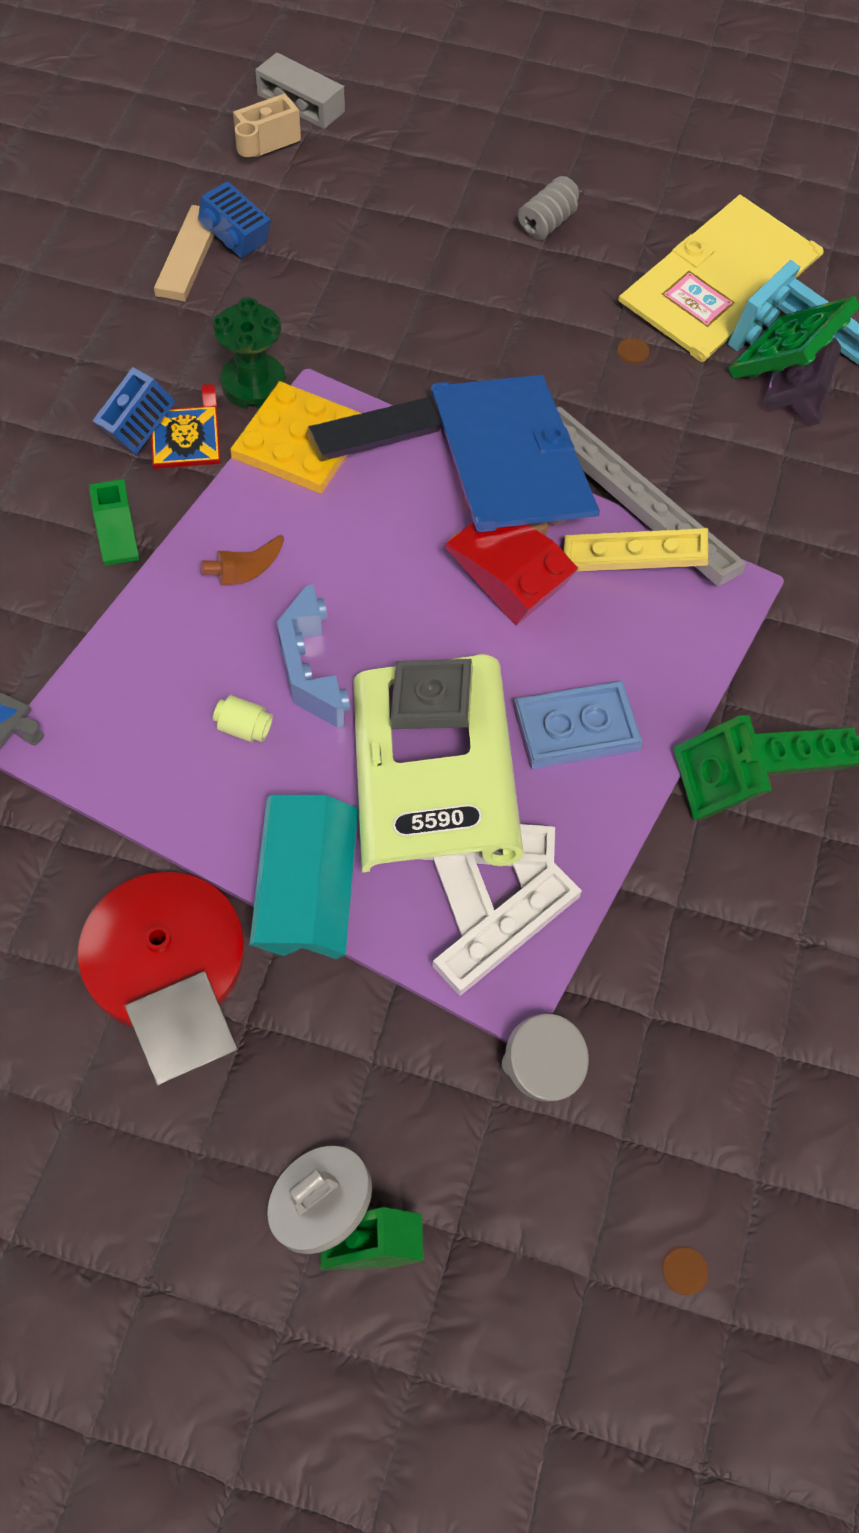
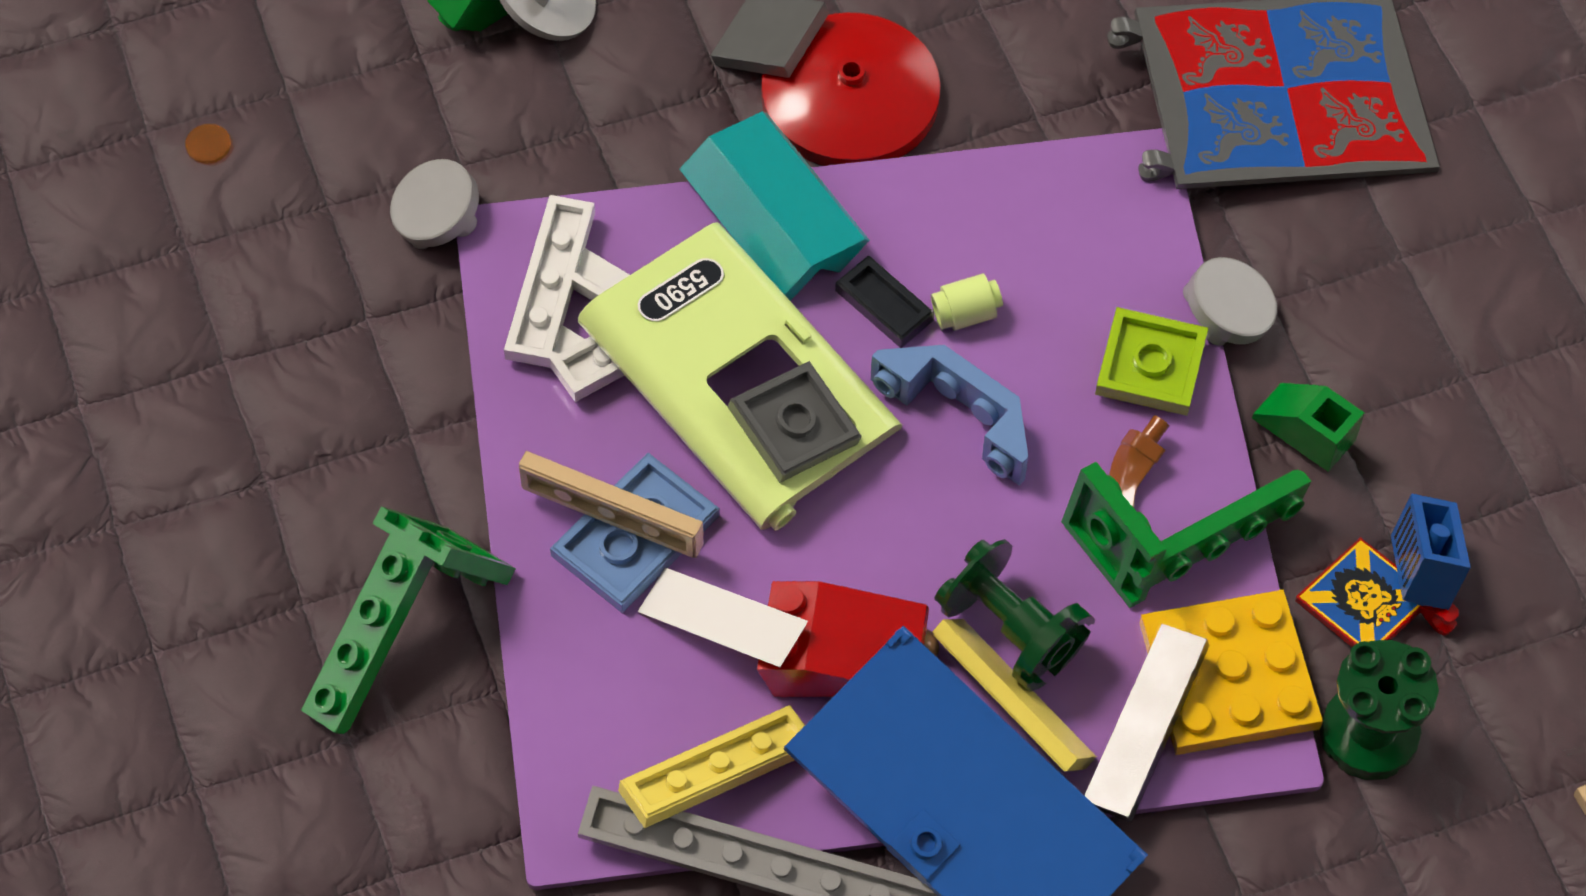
camera: 145 degrees right, 0 degrees up
(81, 616) = (1231, 301): none -> light grey tile
(168, 610) = (1151, 361): none -> lime plate
(251, 488) = (1134, 557): none -> green bracket
(290, 761) = (884, 301): none -> black tile
(395, 488) = (1044, 638): none -> dark green piece
(432, 489) = (1019, 702): none -> light yellow tile
(572, 616) = (723, 617): none -> white sticker
(591, 727) = (611, 504): none -> tan tile

